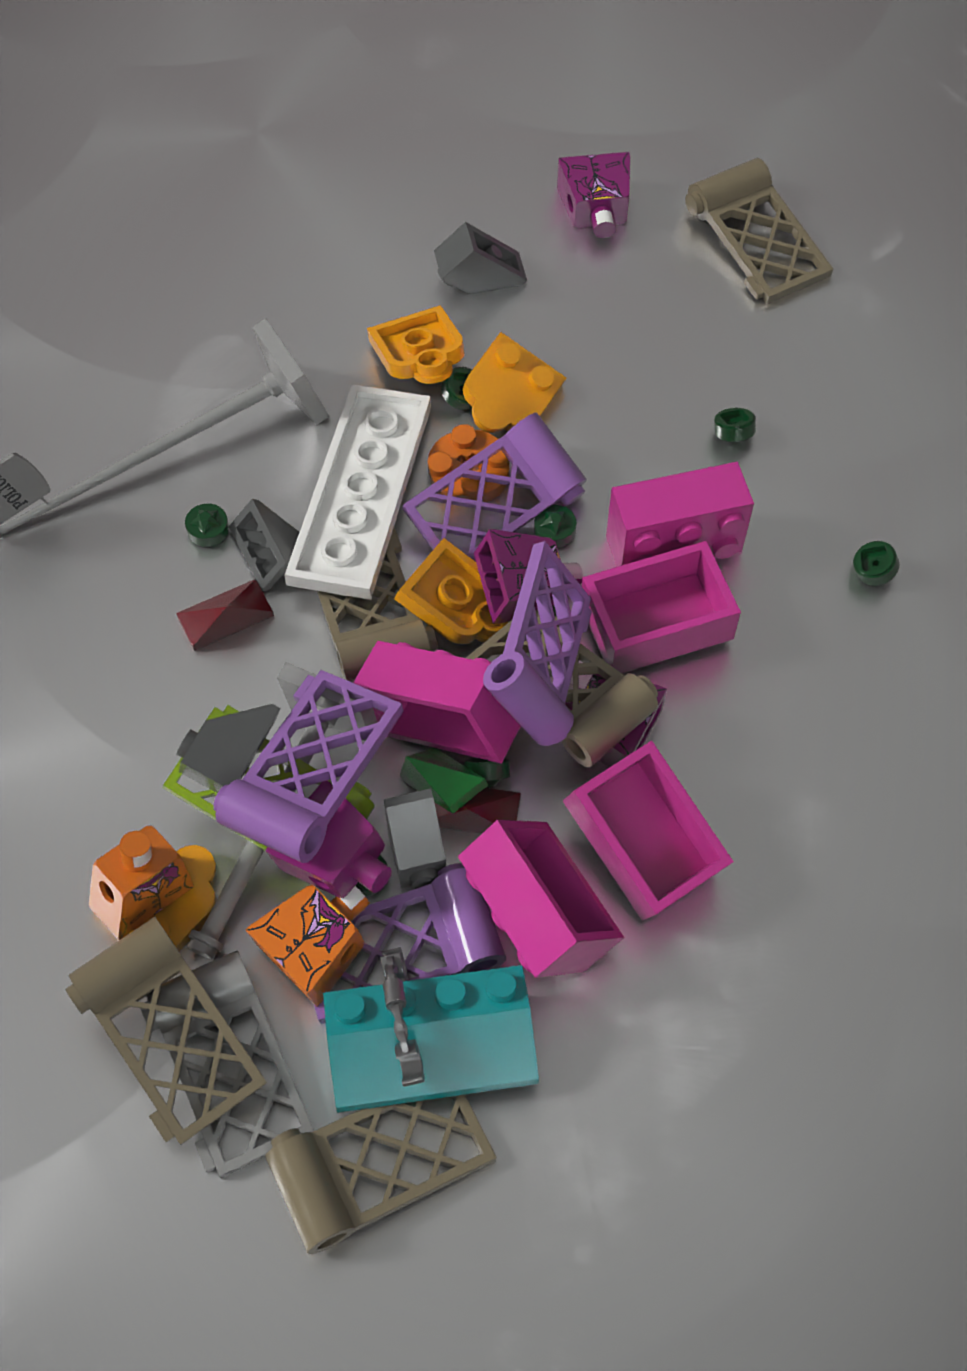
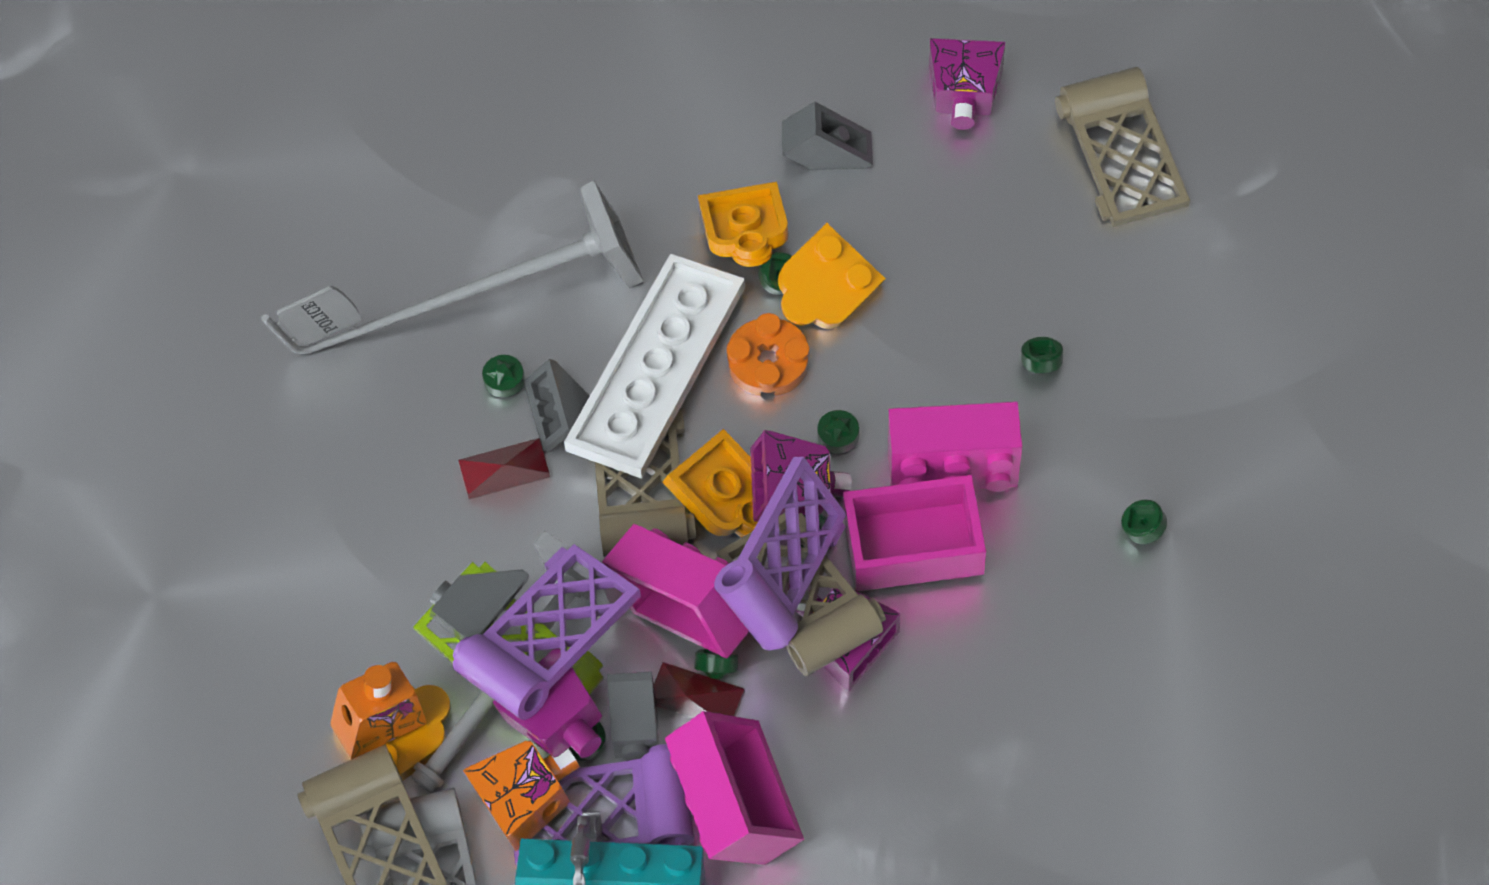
camera: 15 degrees right, 0 degrees up
(448, 779) = (670, 662): green slope -> none
(536, 458) = (834, 364): medium lavender piece -> none
(647, 831) = (846, 744): dark pink piece -> none

